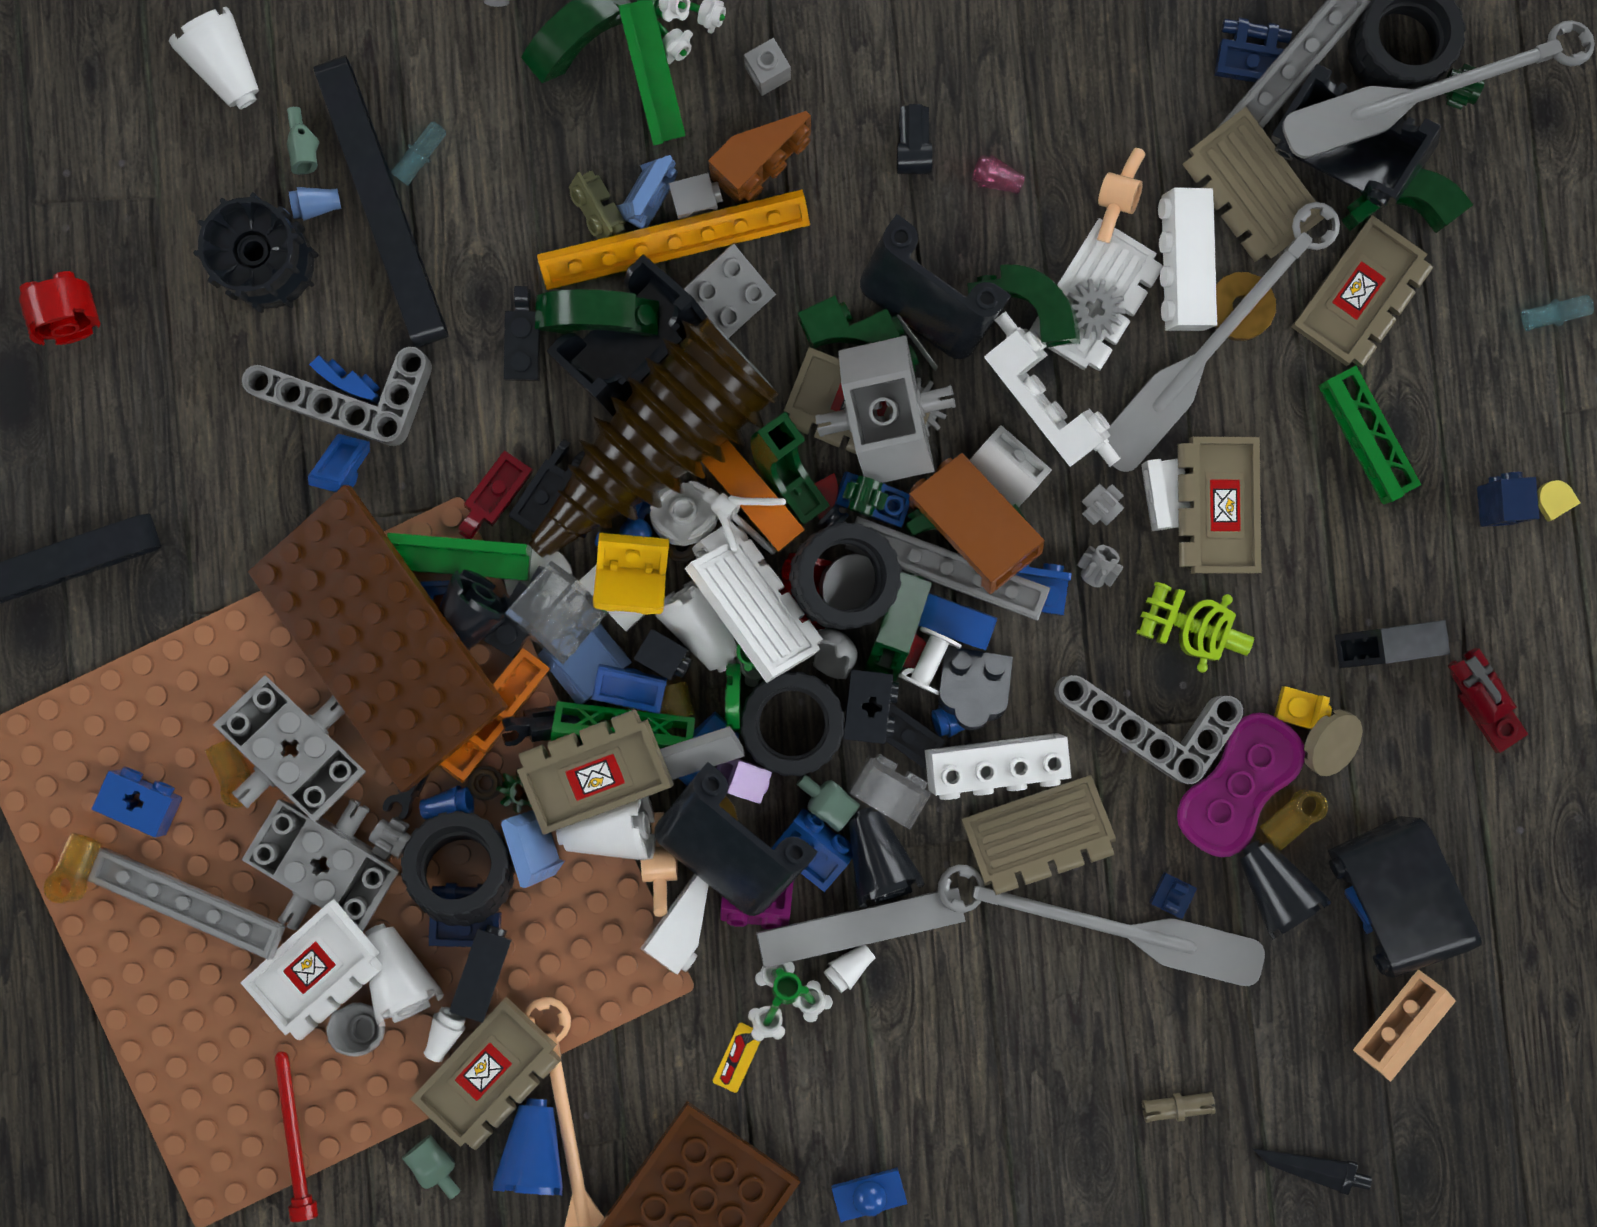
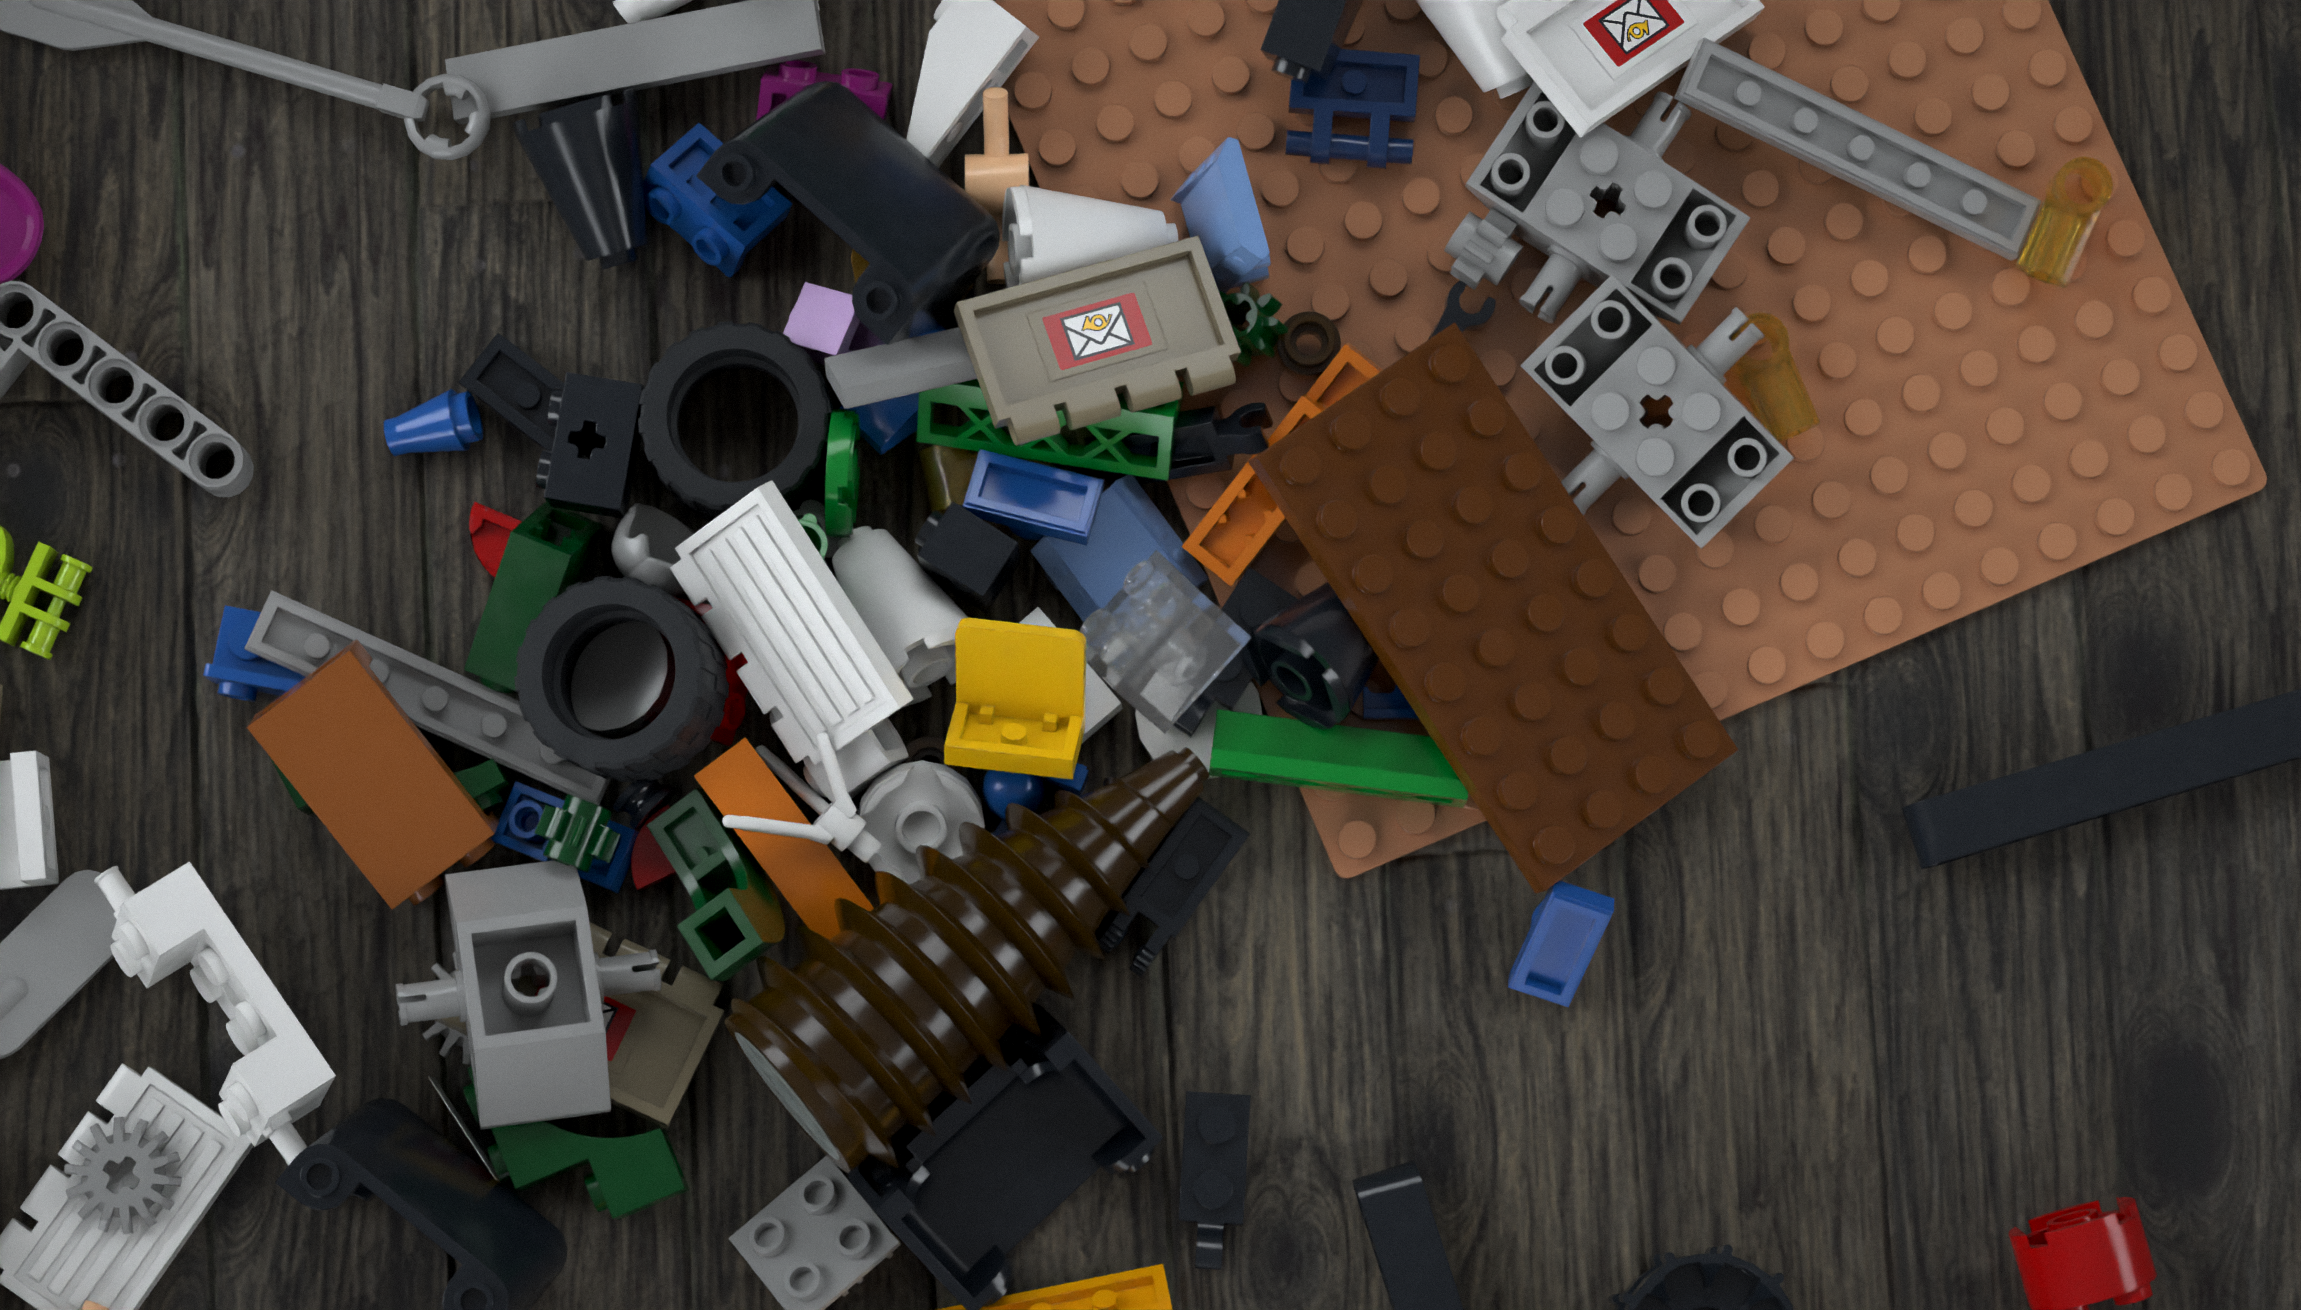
camera: 175 degrees left, 5 degrees down
(118, 801) = (1979, 336): blue brick -> none
(343, 405) = (1551, 1059): light grey beam -> none
(353, 384) = (1527, 1091): blue slope -> none
(434, 835) = (1368, 259): black tyre -> none
(447, 801) = (1375, 306): blue cone -> none
(494, 493) = (1273, 877): dark red plate -> none
(596, 310) = (1068, 1206): dark green arch -> none
(829, 802) = (678, 280): sand green piece -> none
(889, 791) = (566, 292): clear brick -> none
(929, 660) = (480, 527): white piece -> none
(957, 621) = (419, 599): blue slope -> none
(974, 686) = (399, 479): plate -> none
(997, 764) = (365, 332): white brick -> none
(1010, 466) = (305, 886): white panel -> none
(1038, 832) = (298, 211): dark tan hinge -> none
(1054, 310) = (208, 1191): dark green arch -> none
(1100, 566) = (149, 690): light grey gear -> none
(1102, 504) = (135, 804): light grey gear -> none
(1173, 895) = (63, 90): dark blue tile -> none

